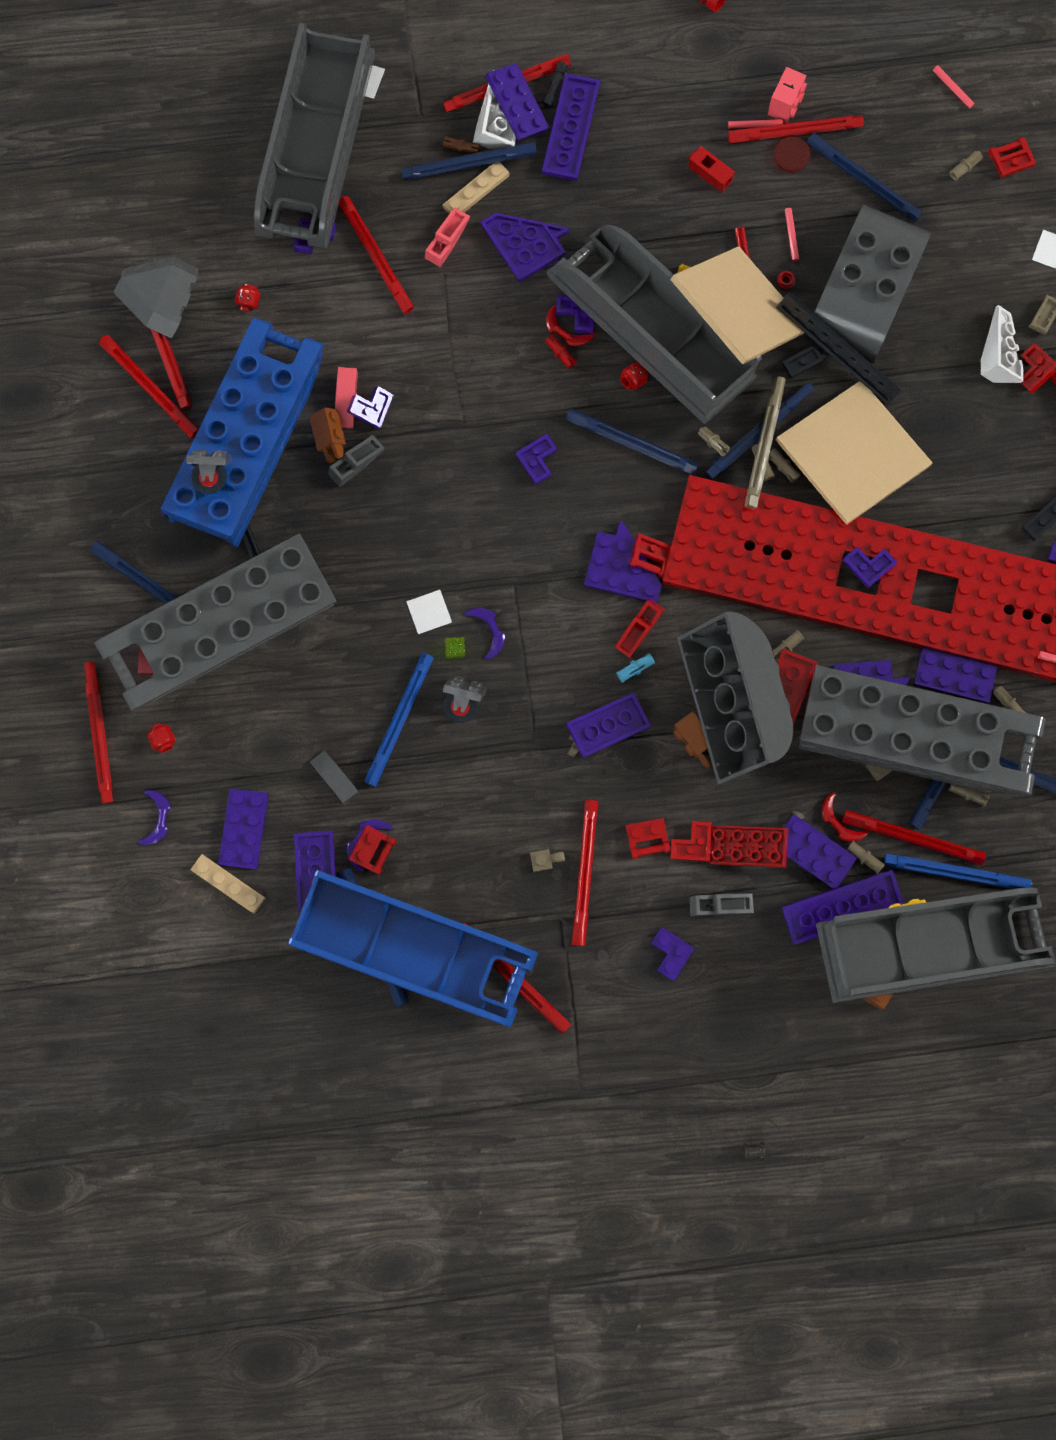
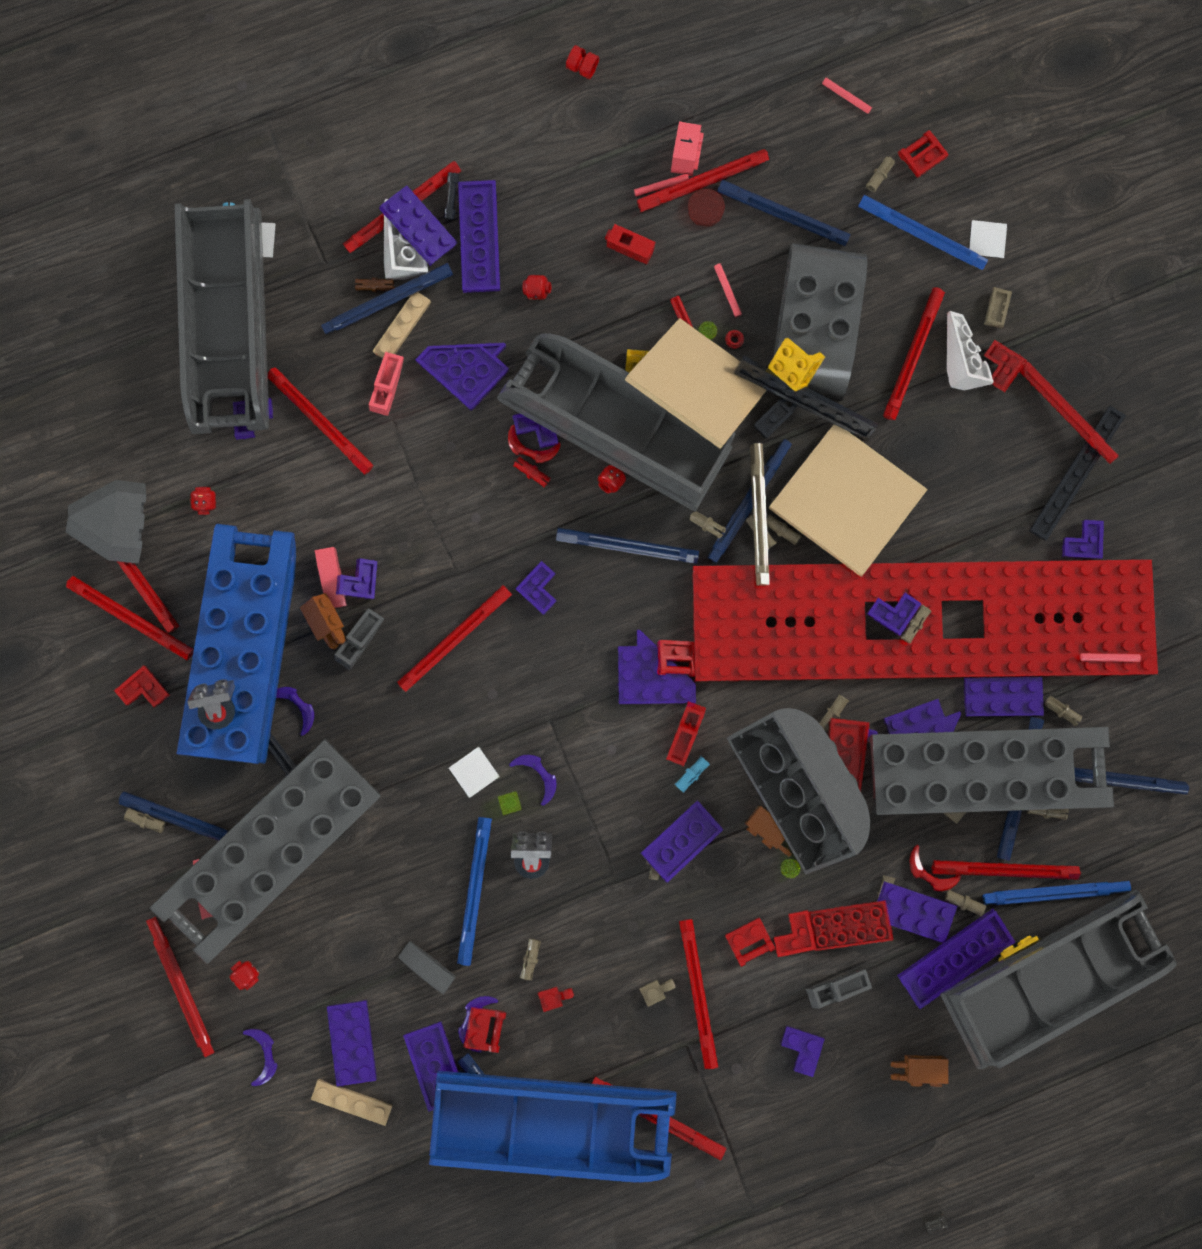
camera: 20 degrees left, 5 degrees up
(109, 572) = (144, 820): none -> dark tan pin
(144, 448) = (142, 683): none -> red plate
(288, 512) = (307, 710): none -> dark purple piece
(434, 797) = (530, 959): none -> dark tan pin
(444, 839) = (552, 998): none -> red plate
(445, 483) = (454, 638): none -> red piece
(612, 185) = (536, 287): none -> red head
(705, 780) = (790, 868): none -> clear neon green plate
(763, 265) = (708, 329): none -> clear neon green plate
(782, 1003) = (922, 1069): none -> dark orange hinge
(835, 311) = (795, 365): none -> yellow bracket
(886, 581) = (915, 624): none -> dark tan pin
(954, 336) = (914, 353): none -> red piece
(992, 228) = (922, 232): none -> blue piece

